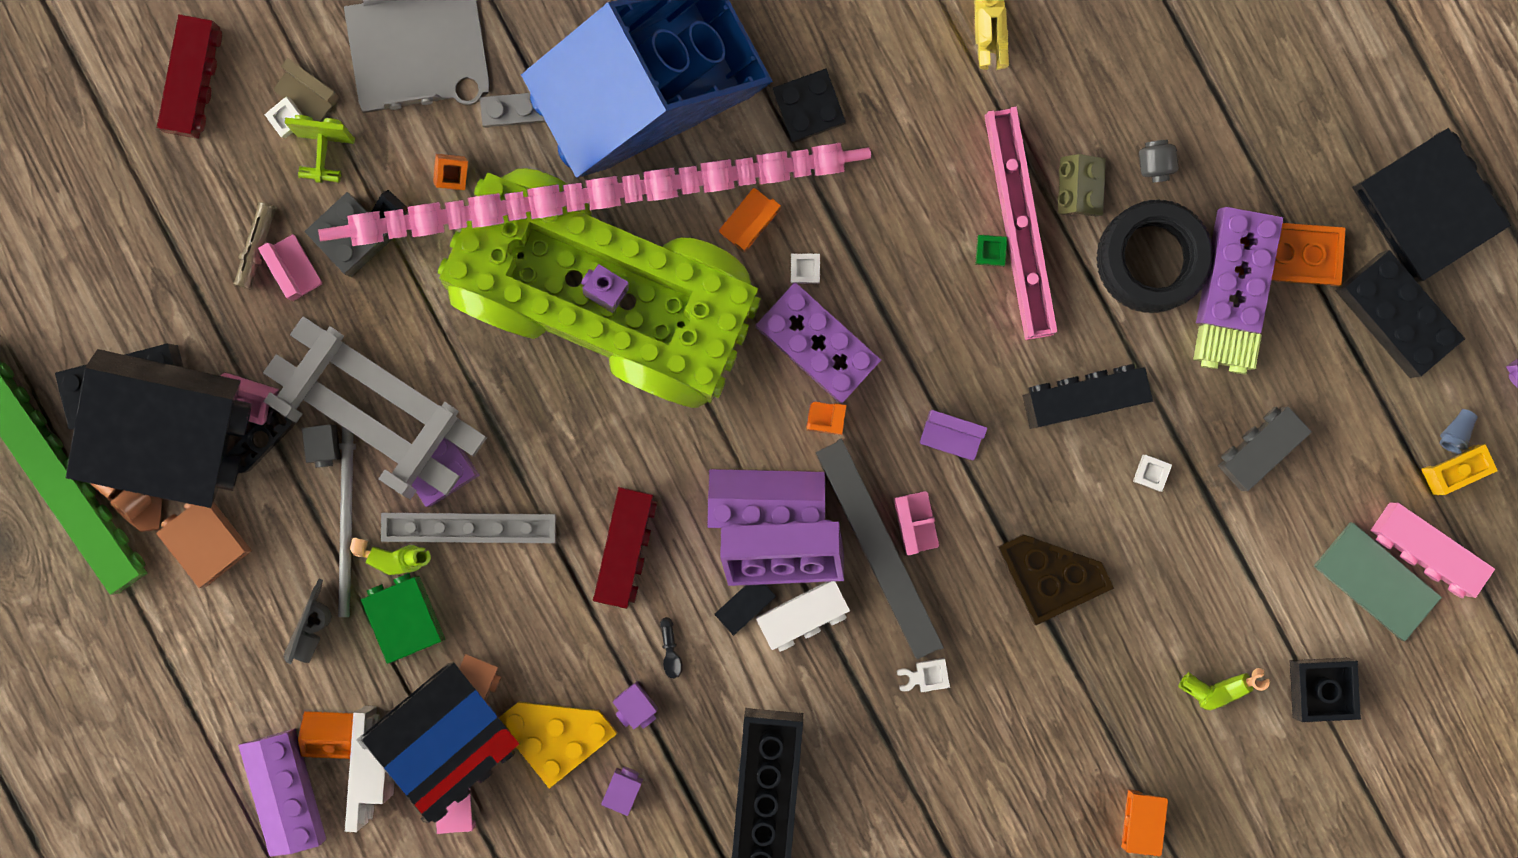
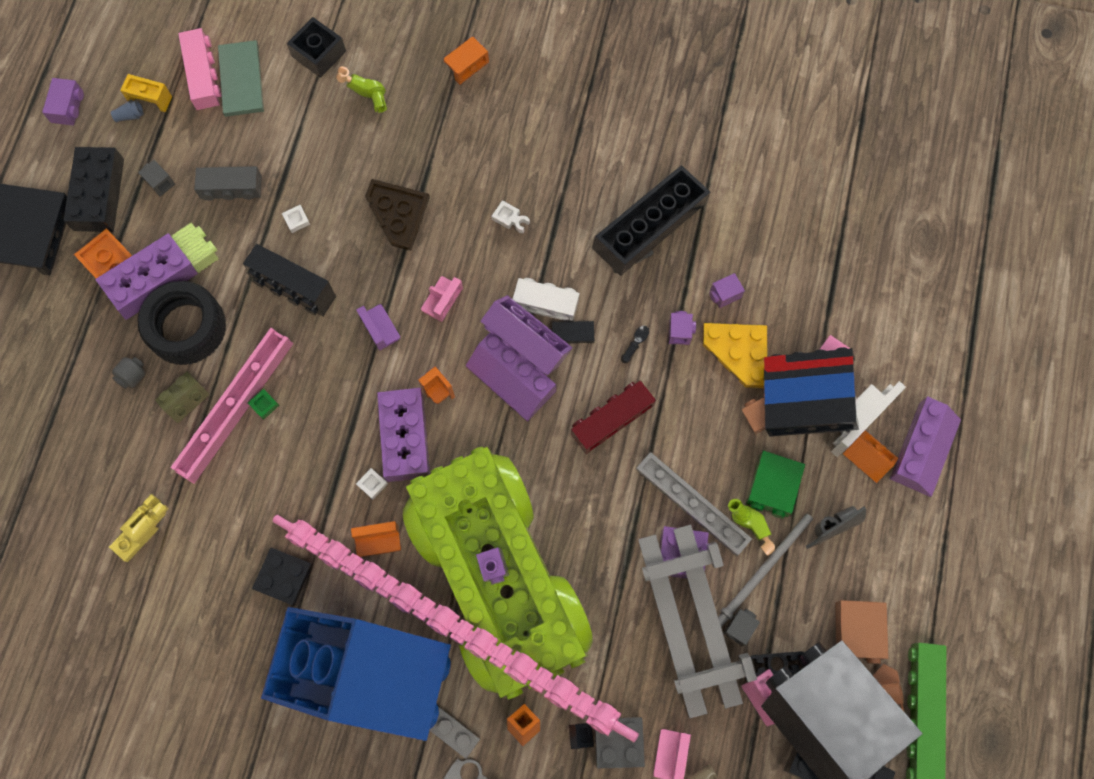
camera: 135 degrees left, 15 degrees down
(879, 549) = (473, 301): dark grey tile -> none
(1347, 385) = (156, 178): none -> dark grey brick

